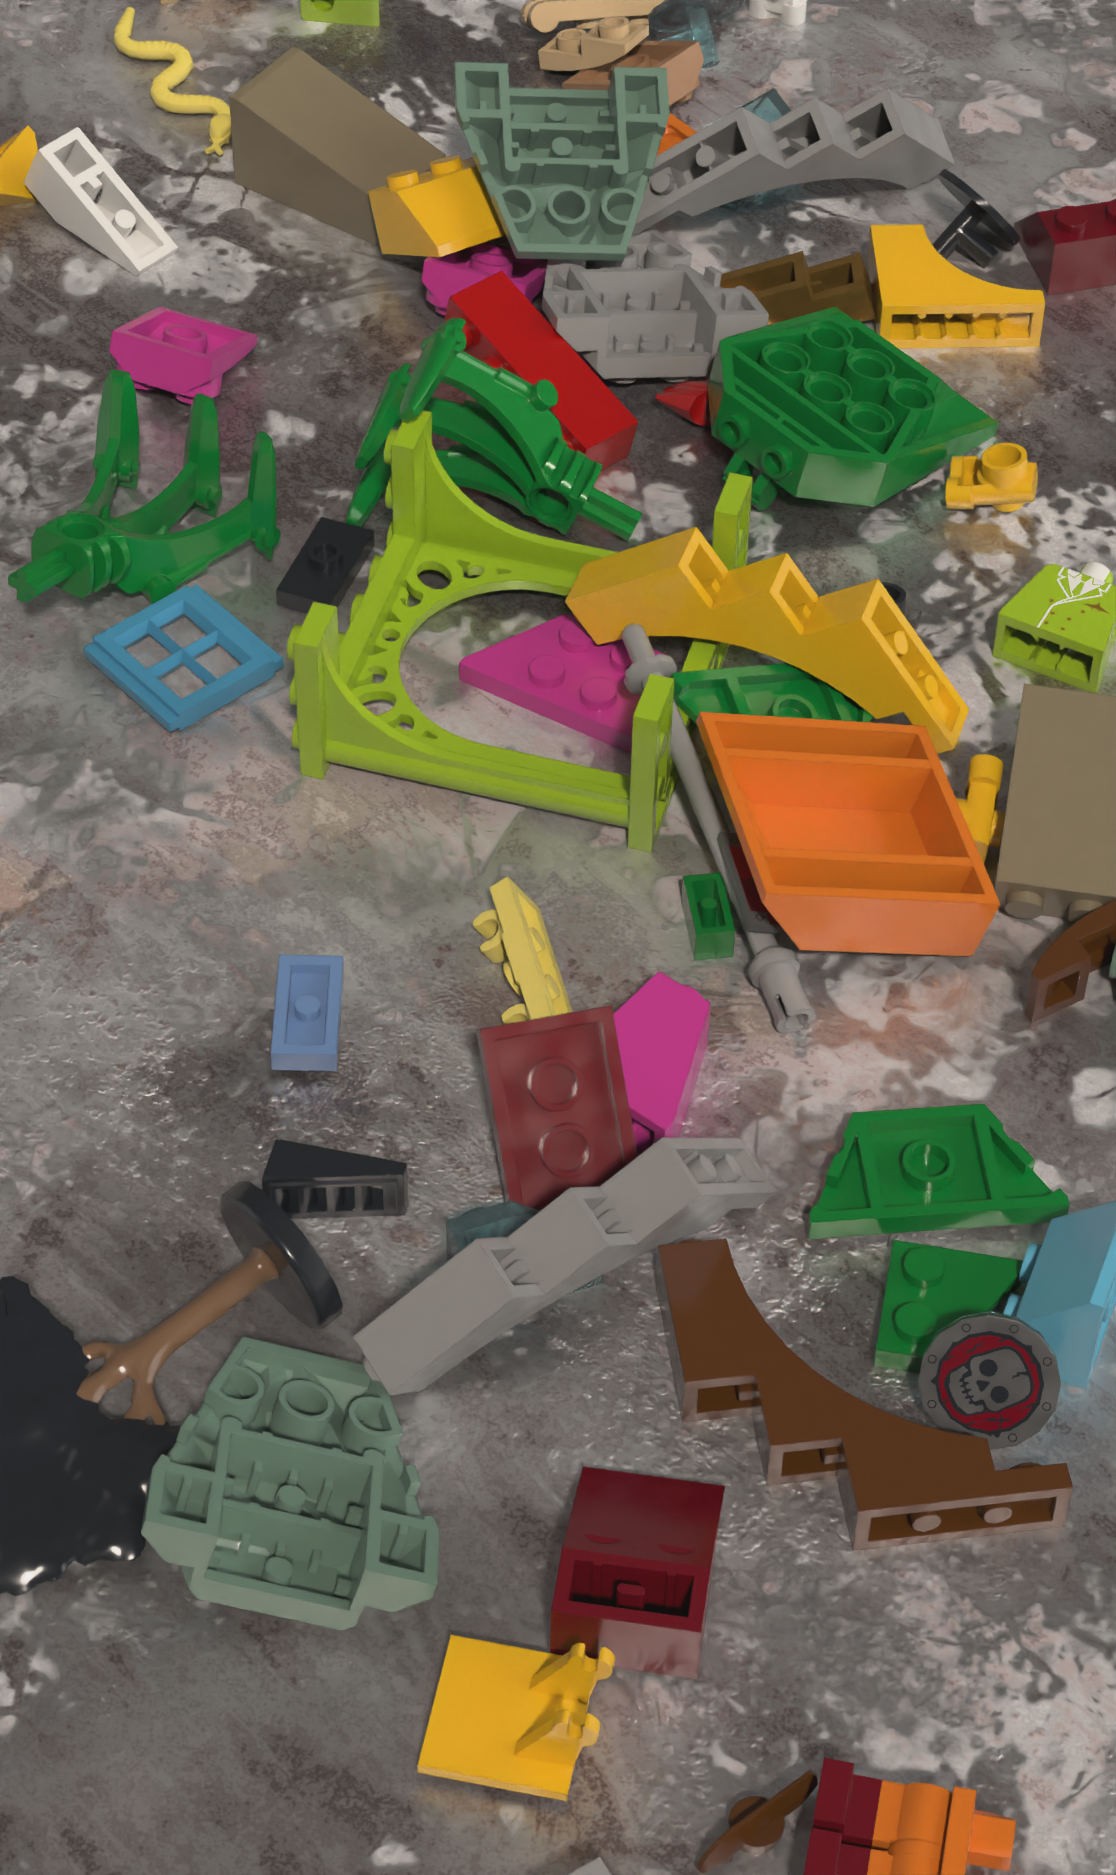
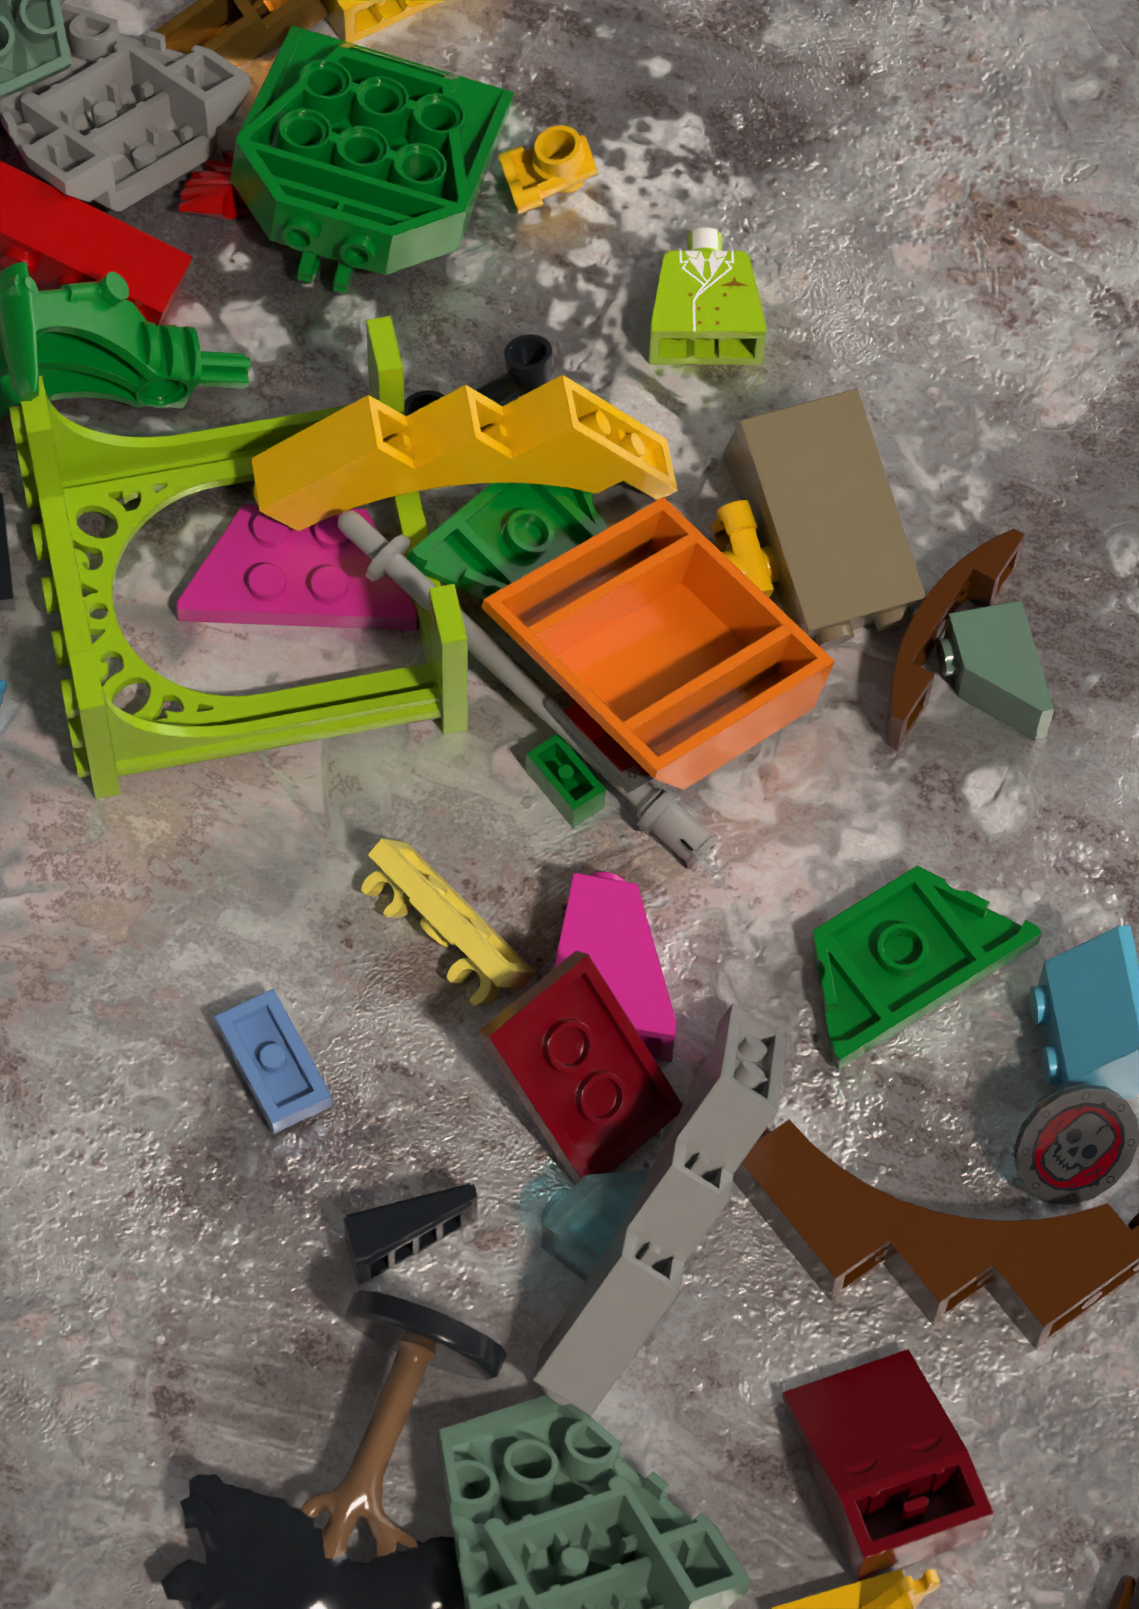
camera: 30 degrees left, 15 degrees up
(931, 1290) = (978, 1080): green wing -> none

